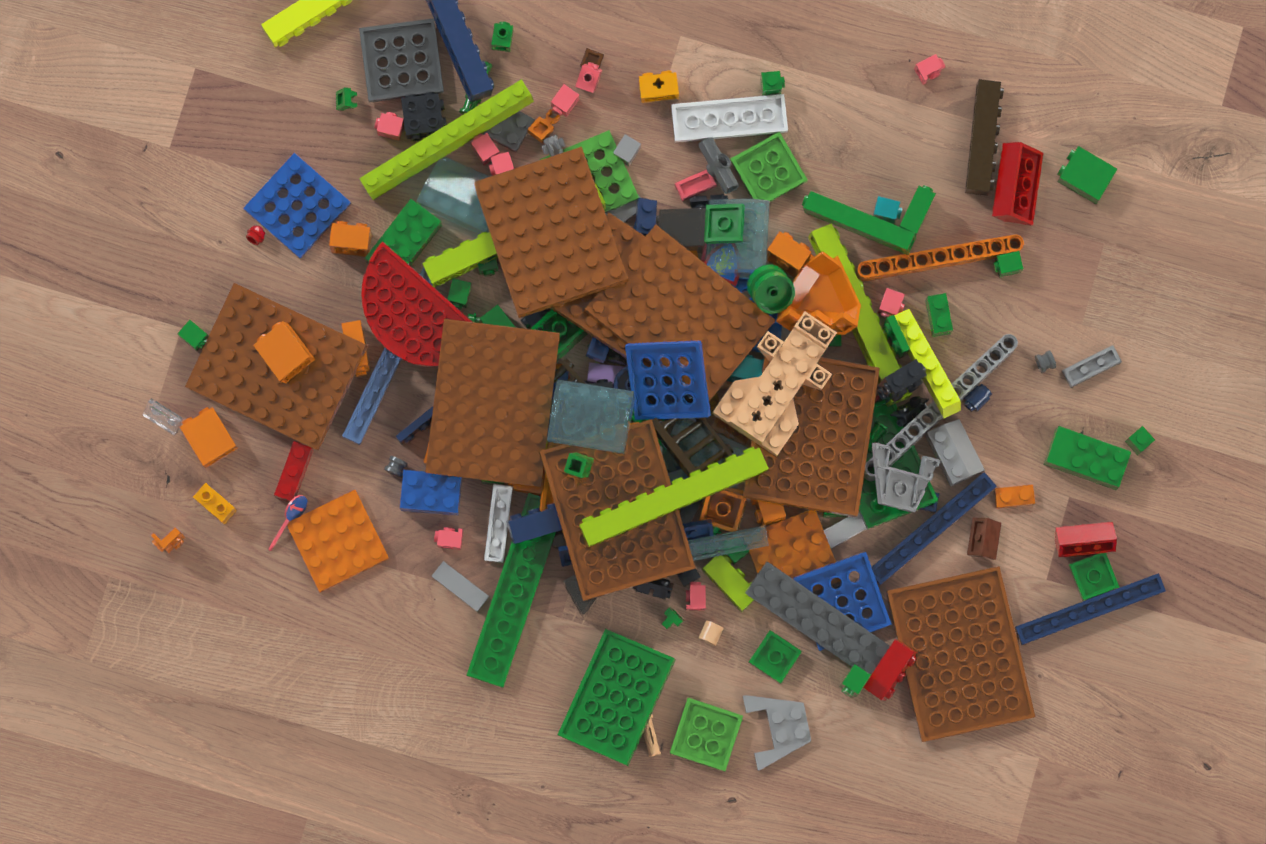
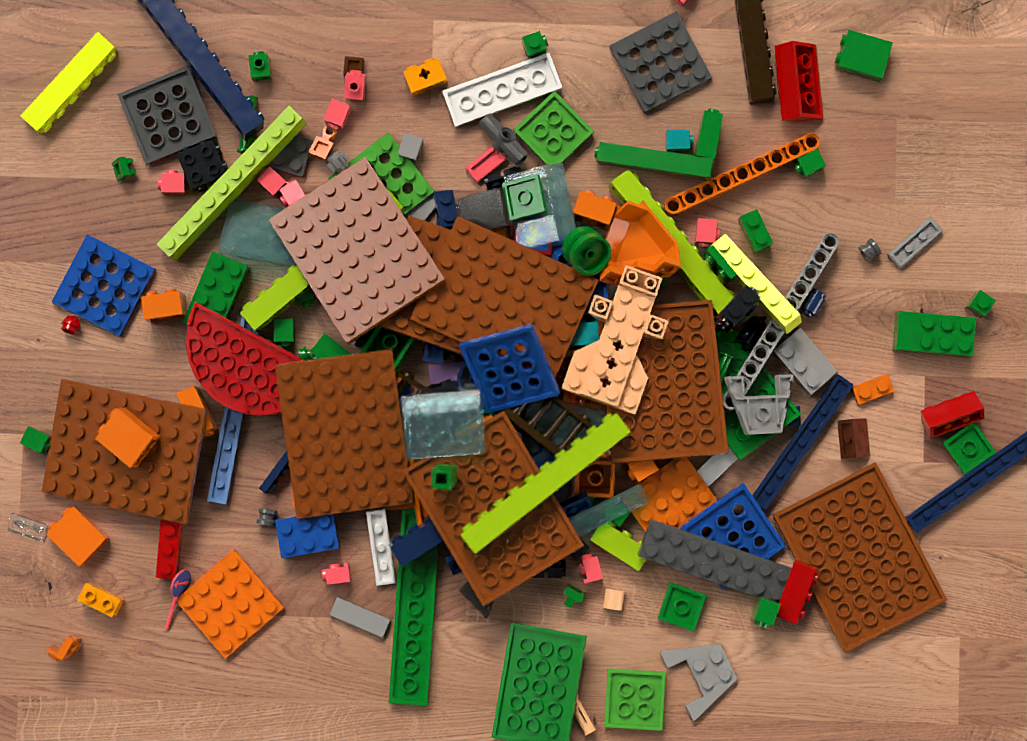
camera: 10 degrees left, 5 degrees up
(891, 102) = (638, 82): none -> dark grey piece

